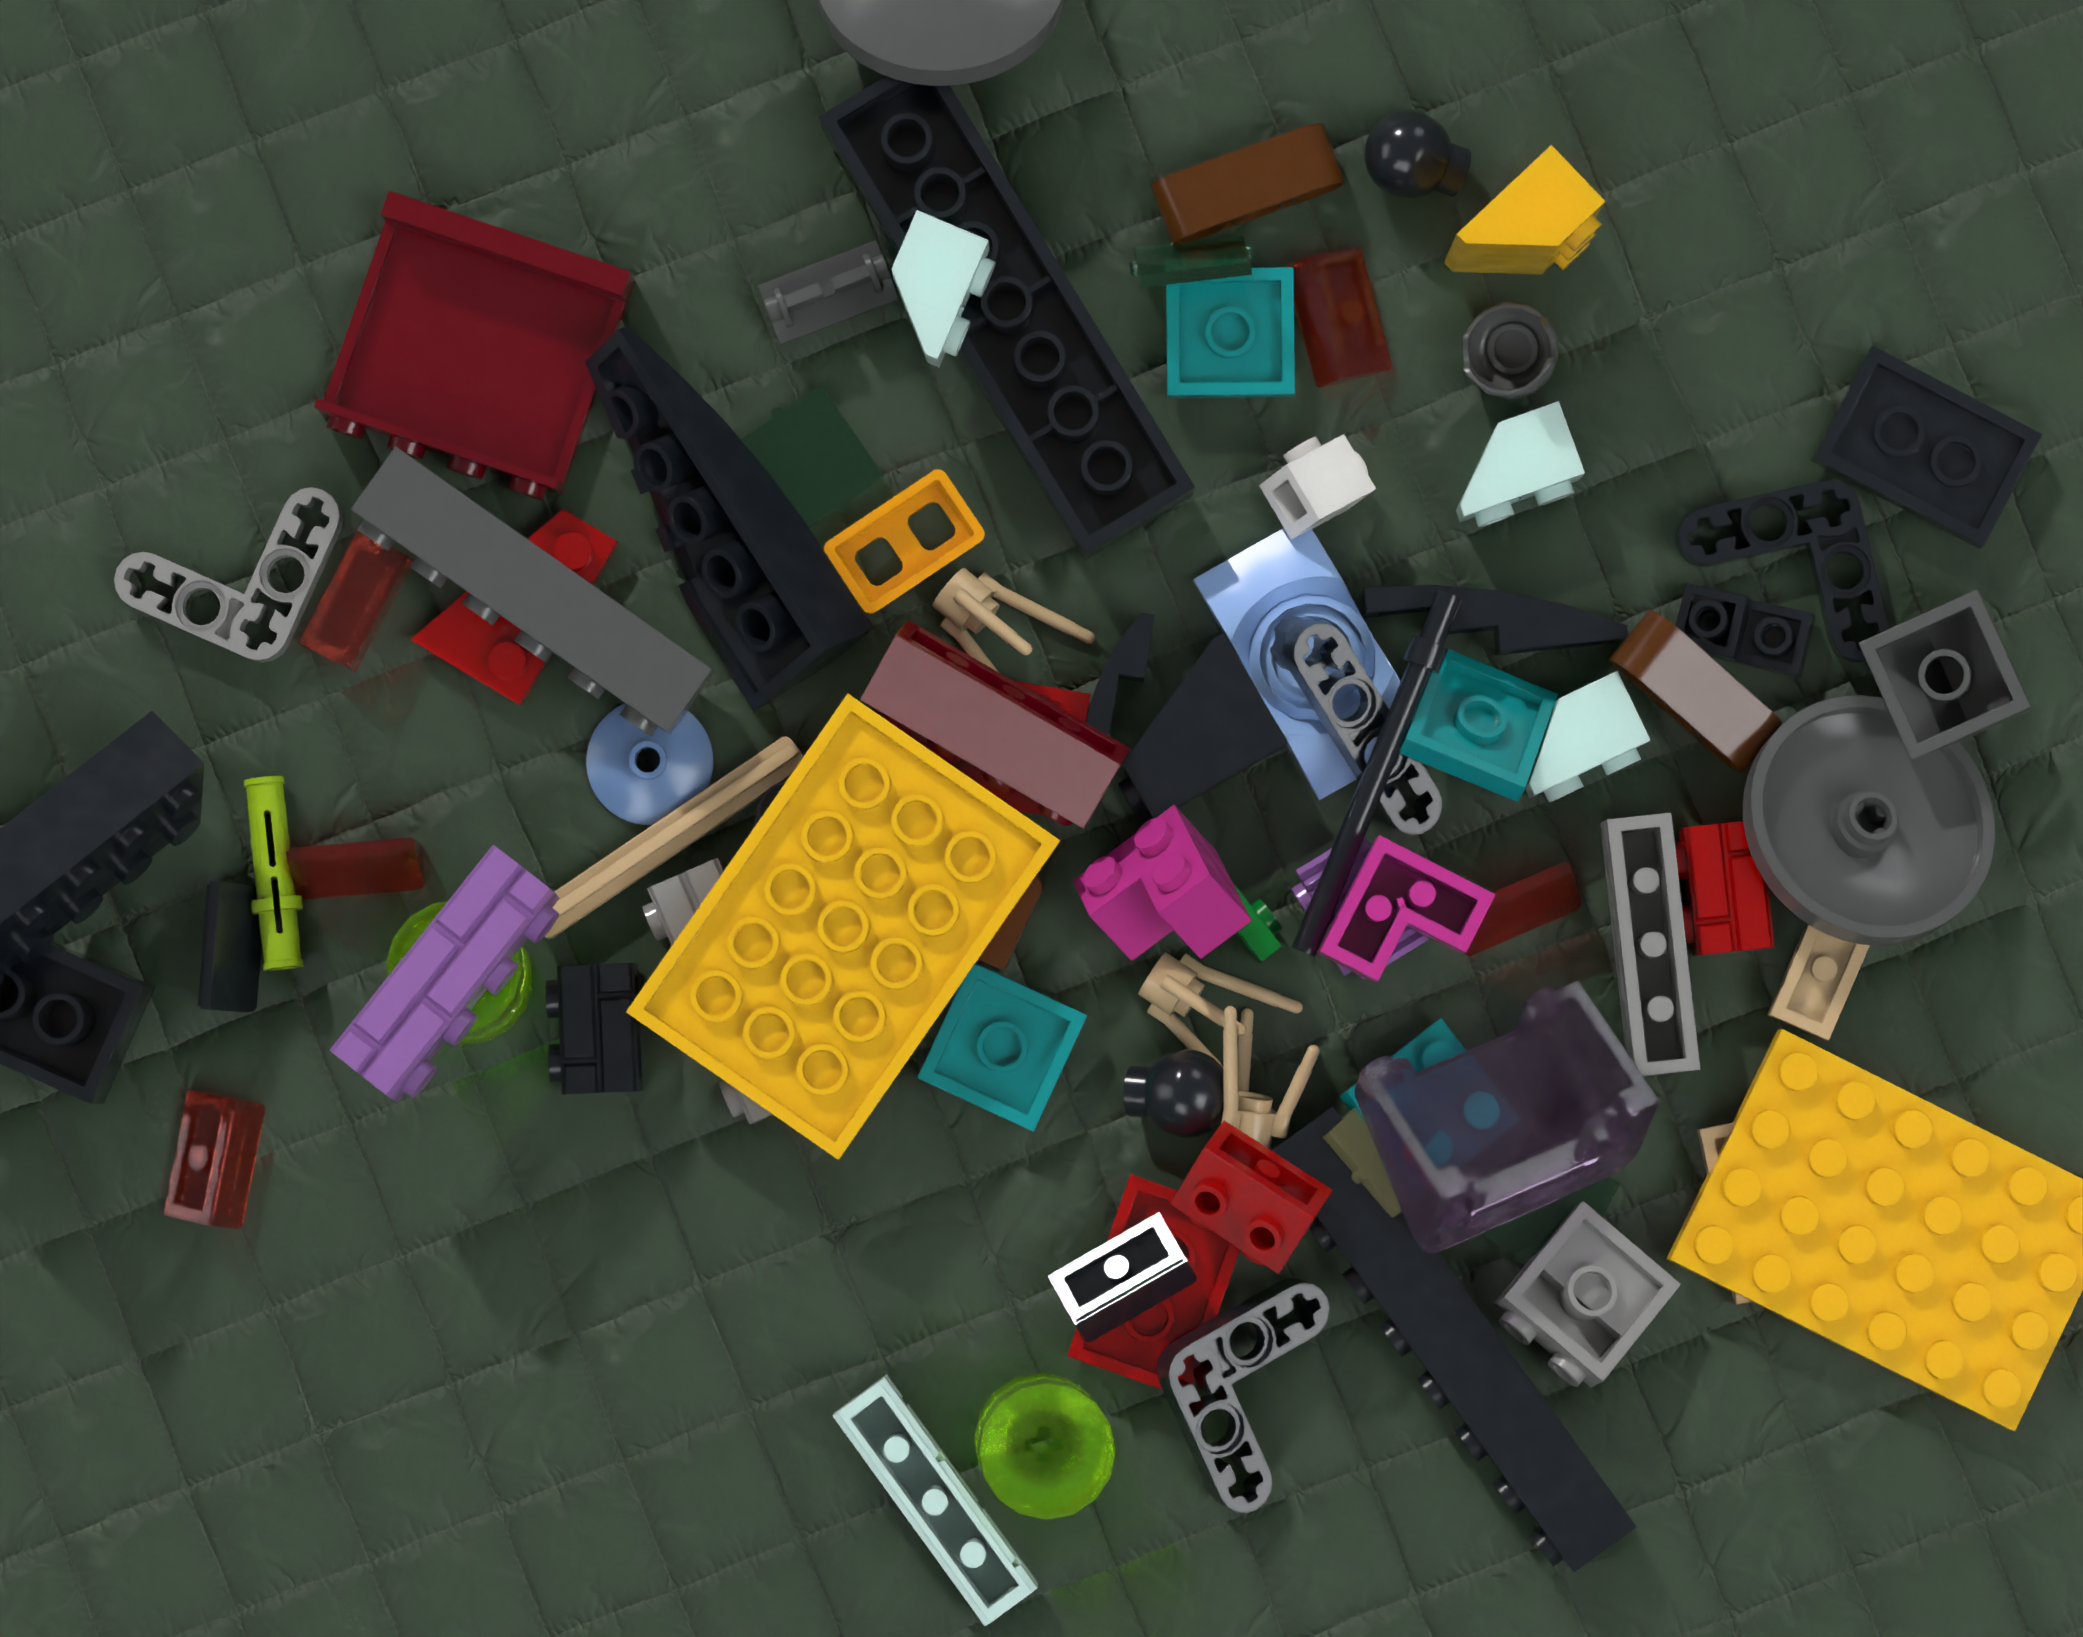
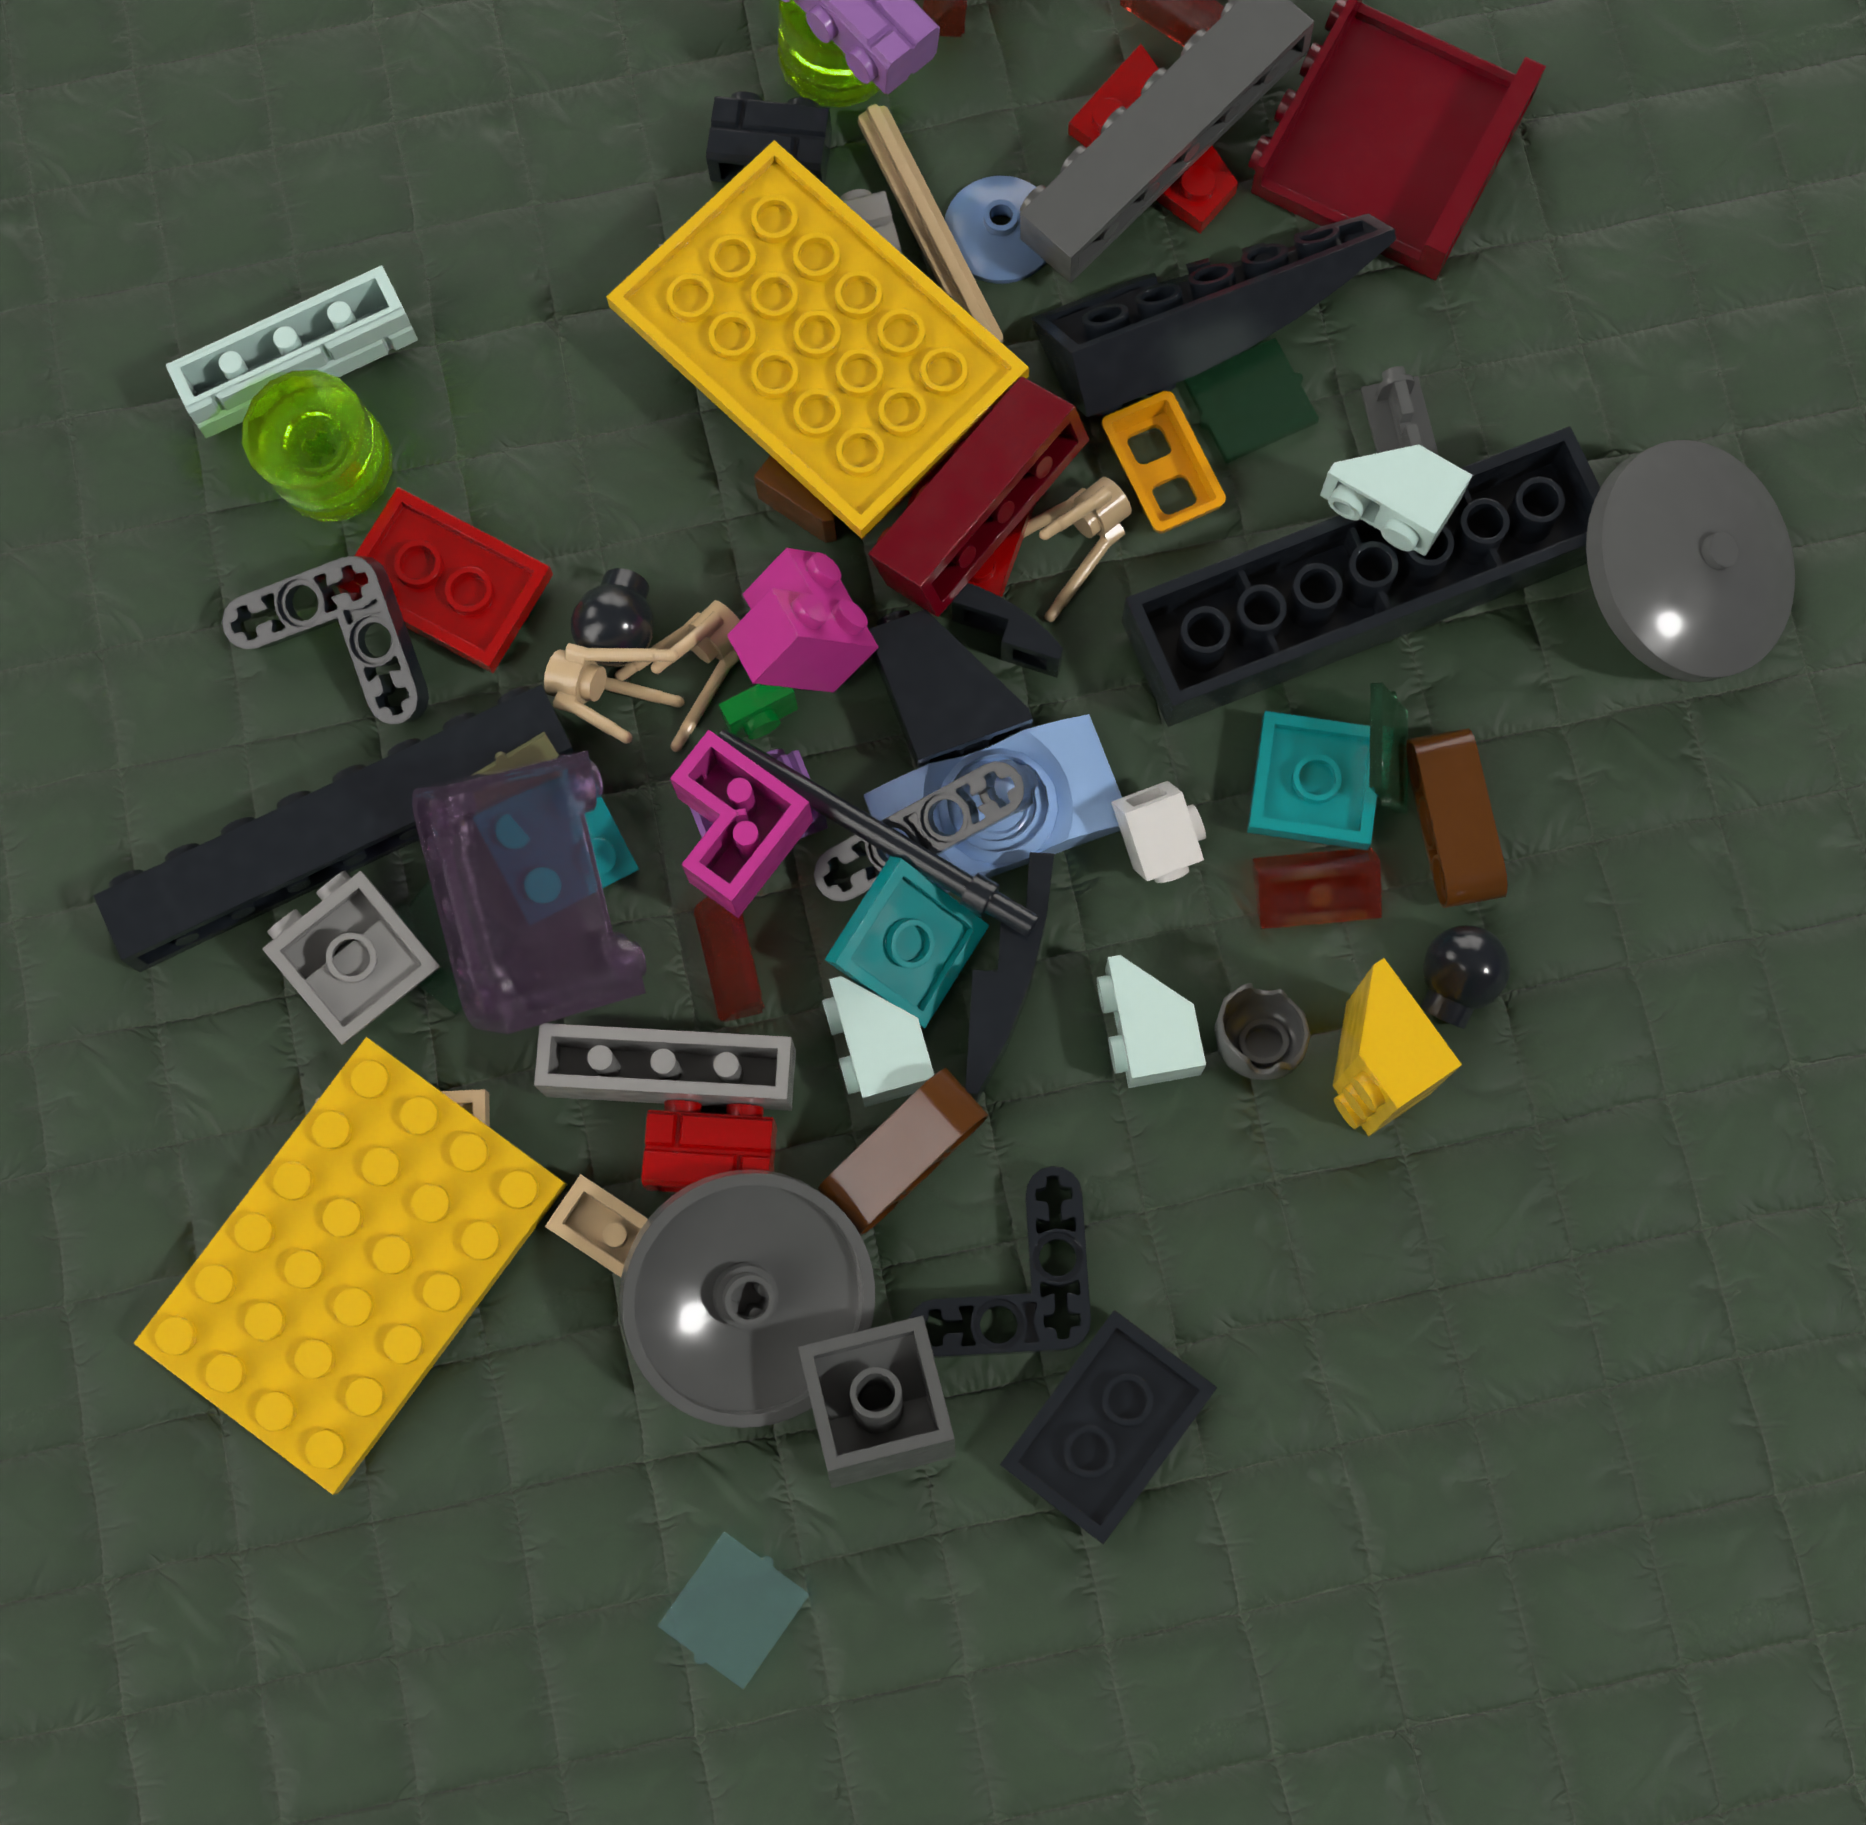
camera: 95 degrees right, 10 degrees down
(1002, 1047) = (687, 478): teal plate -> none
(1122, 1278) = (455, 541): black slope -> none
(1250, 1197) = (500, 653): red brick -> none
(1746, 630) = (956, 1217): black slope -> none

